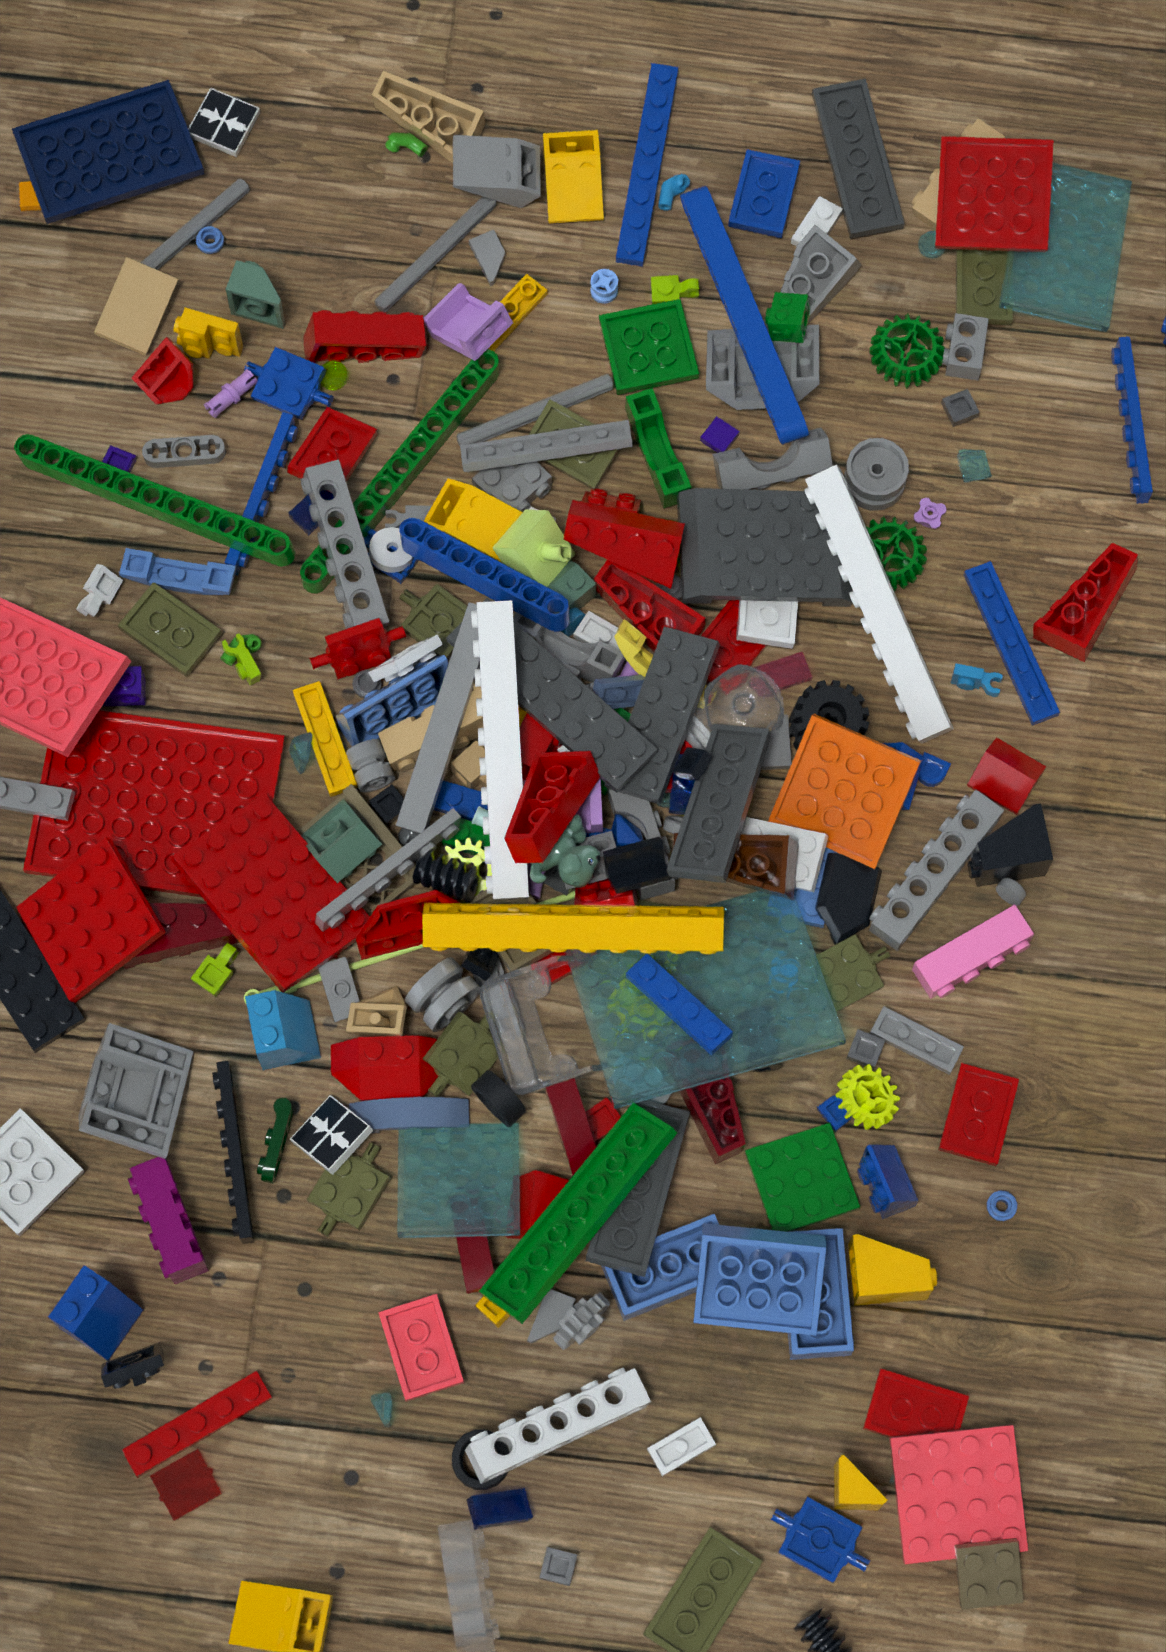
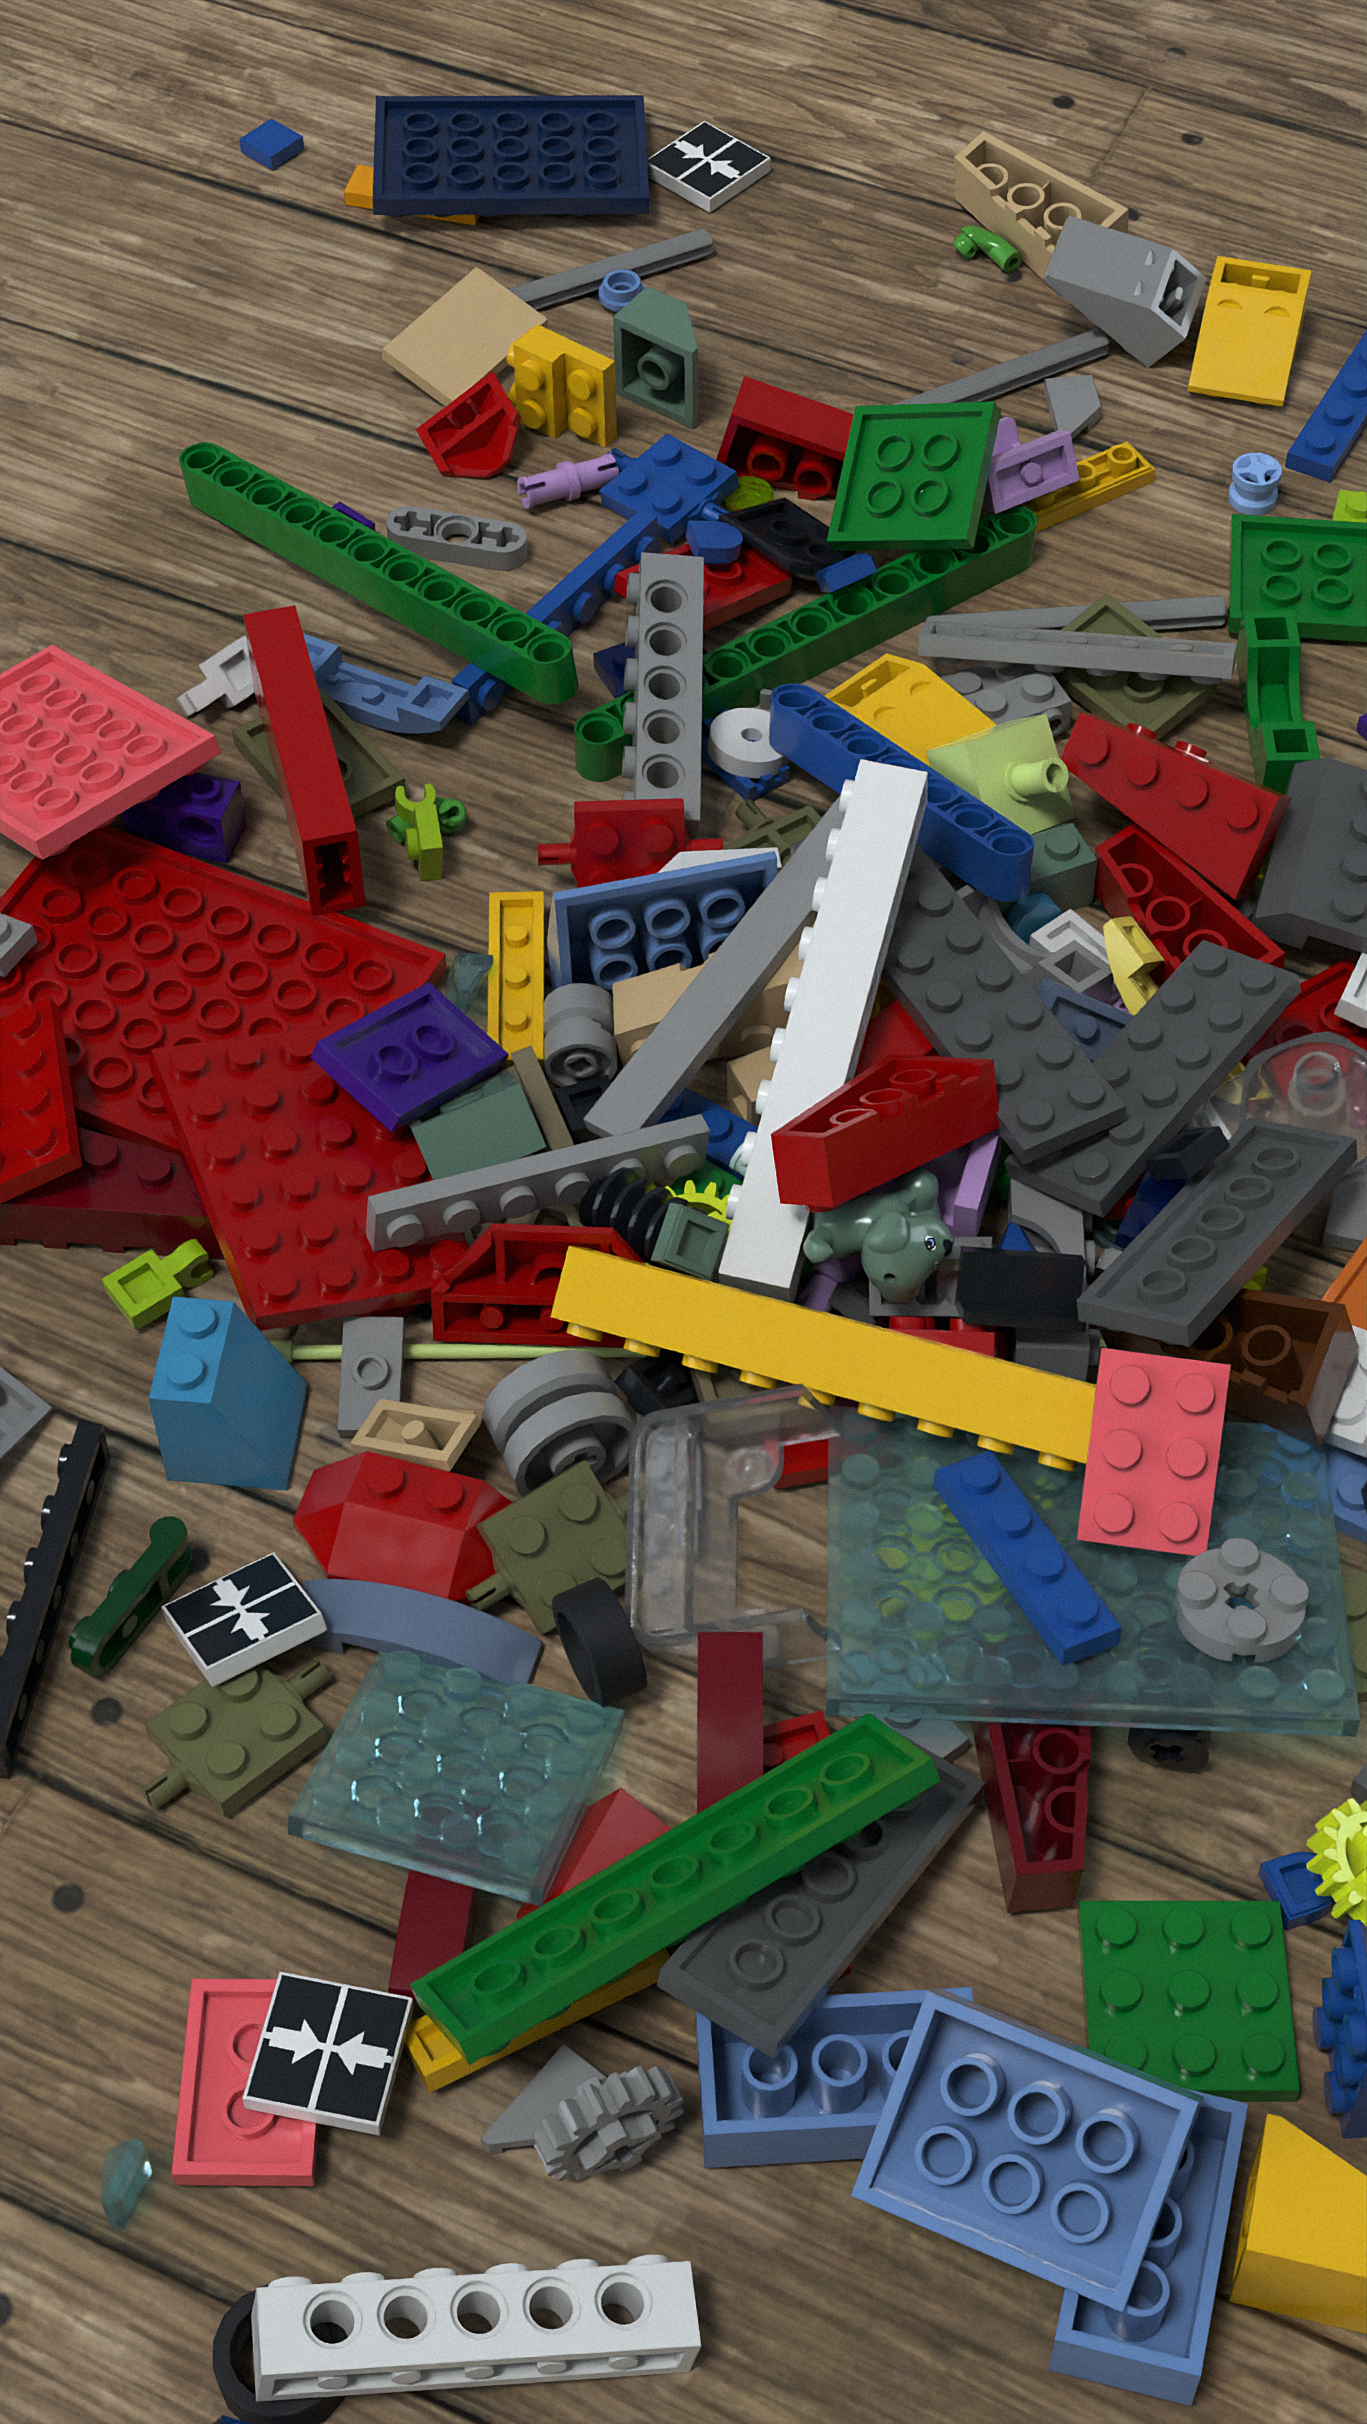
camera: 20 degrees right, 20 degrees down
(171, 646) = (304, 761): none -> red brick
(296, 813) = (409, 1056): none -> dark purple plate
(329, 423) = (714, 541): none -> blue tile
(370, 403) = (786, 537): none -> black tile
(408, 426) = (845, 572): none -> blue tile
(427, 357) = (914, 476): none -> green plate
(451, 1327) = (328, 2053): none -> black tile
(475, 888) = (690, 1241): none -> sand green tile
(723, 940) = (1153, 1452): none -> coral plate
(775, 983) = (1248, 1574): none -> light grey plate

